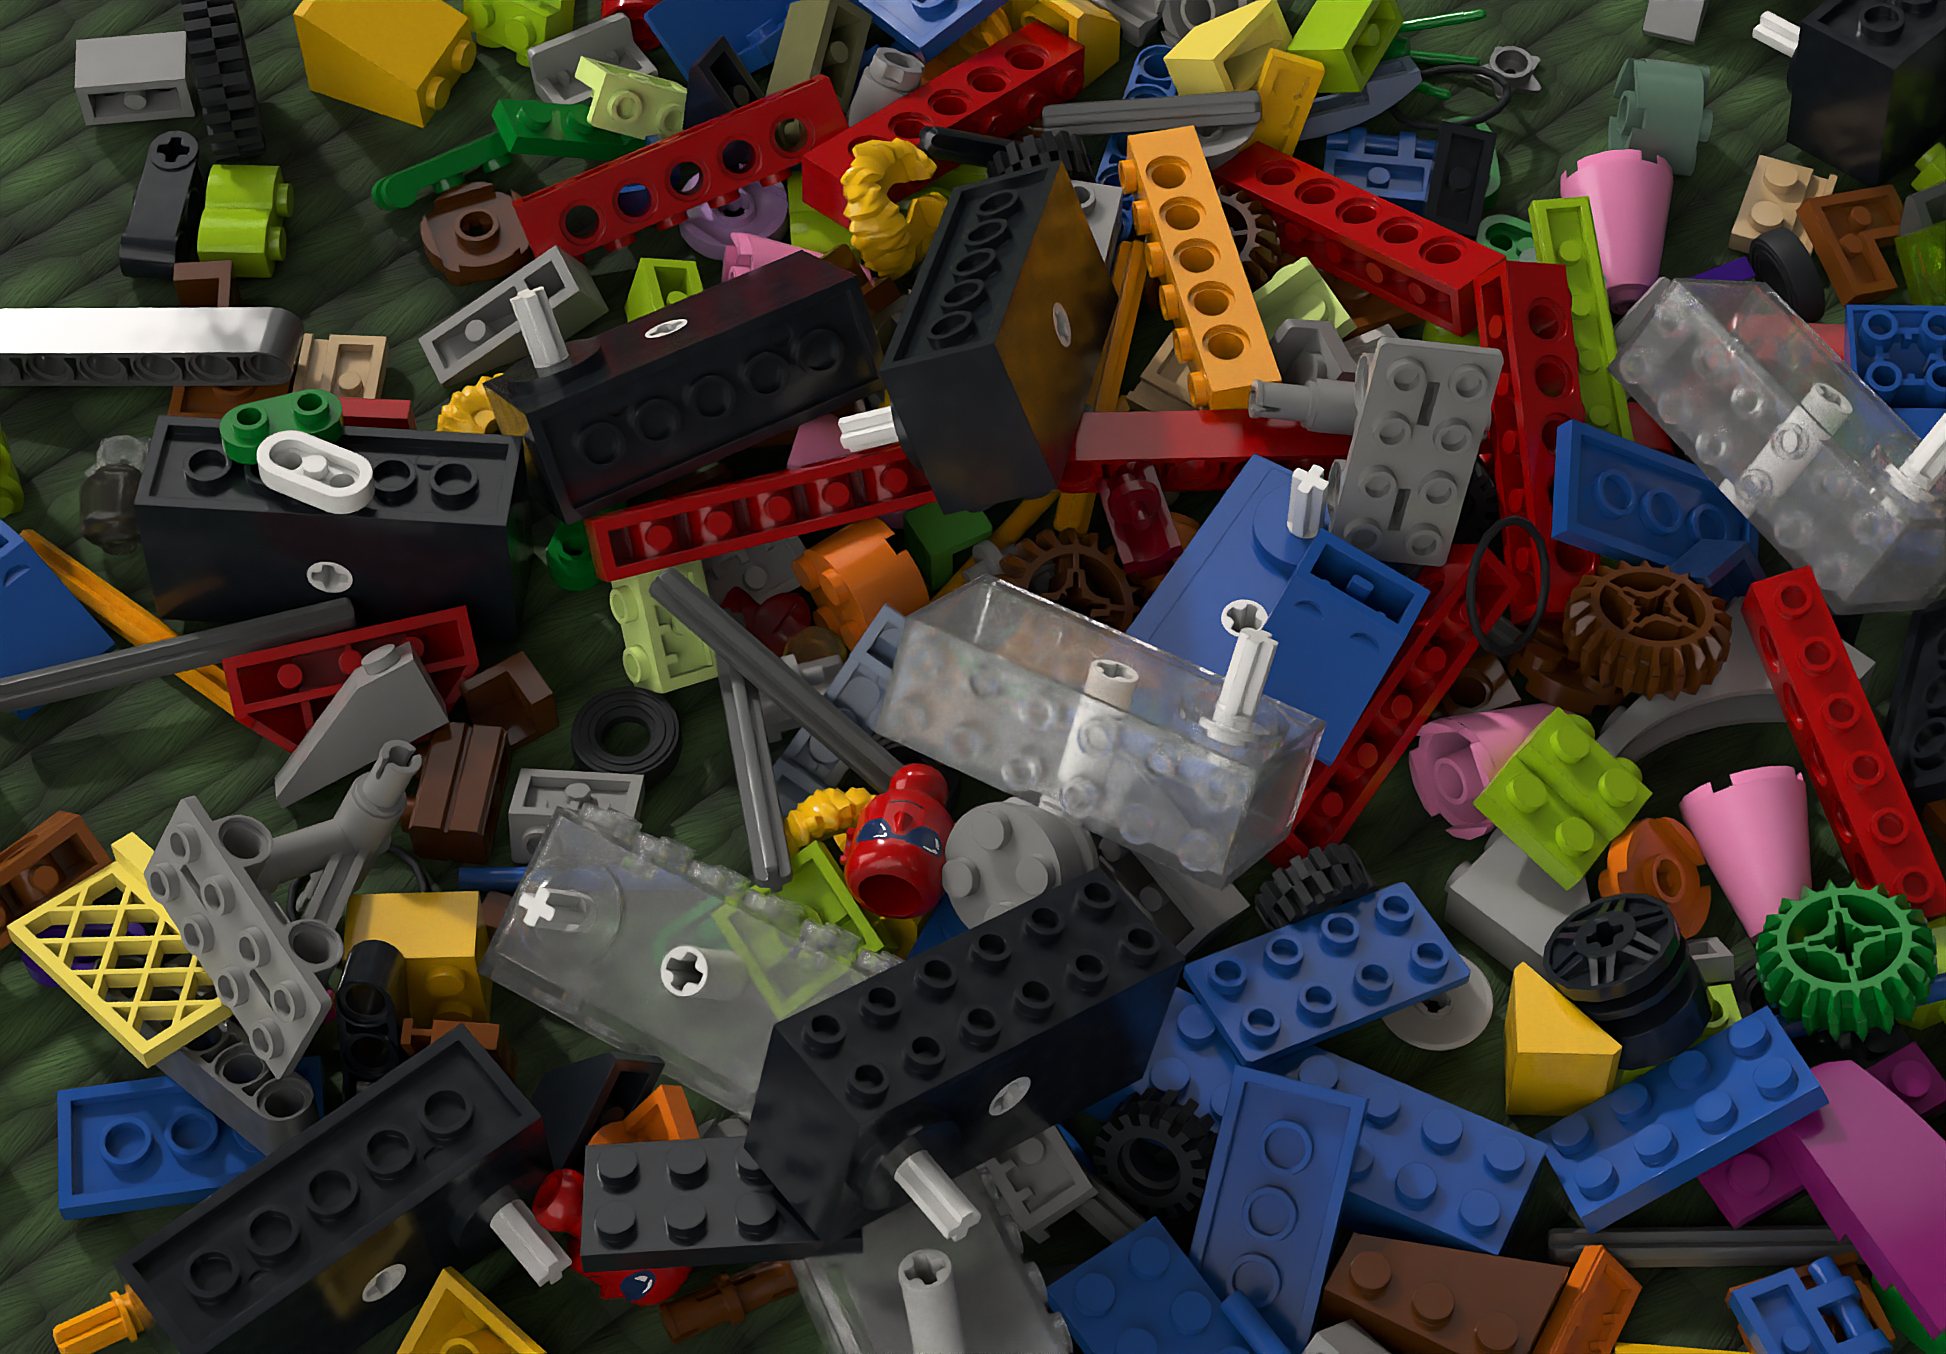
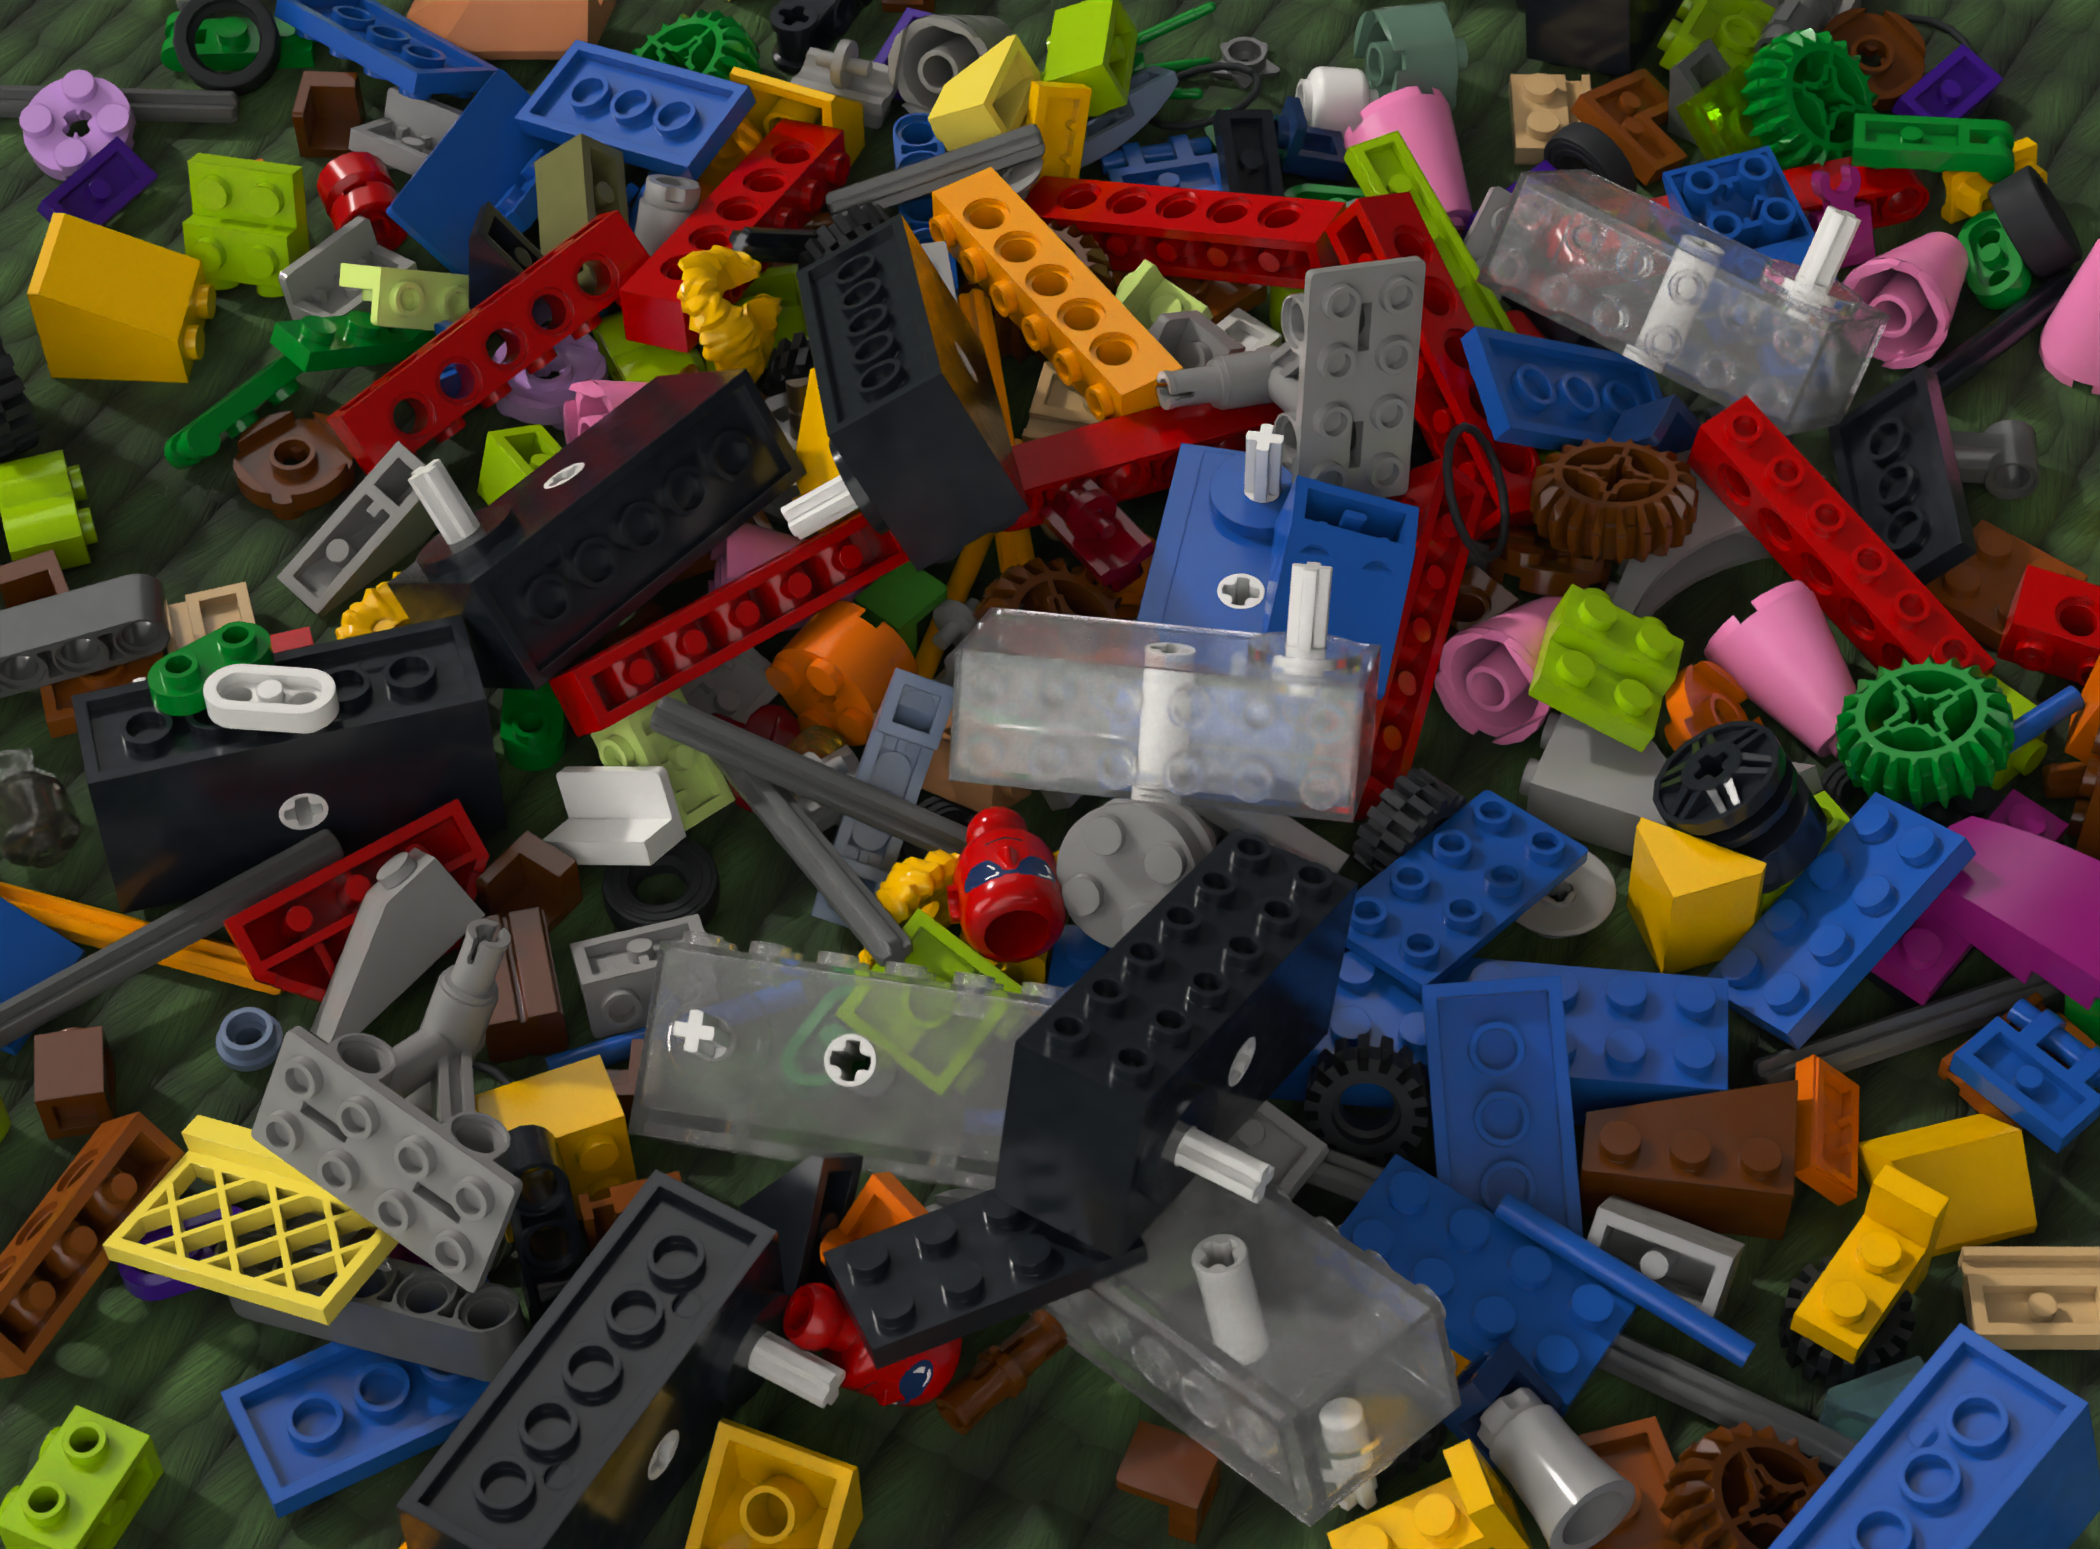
camera: 20 degrees left, 5 degrees down
(56, 763) = (74, 1081): none -> reddish brown brick
(214, 757) = (243, 1027): none -> sand blue plate
(608, 666) = (617, 815): none -> white panel
(1520, 176) = (1306, 149): none -> dark blue bracket
(1569, 135) = (1335, 97): none -> white head

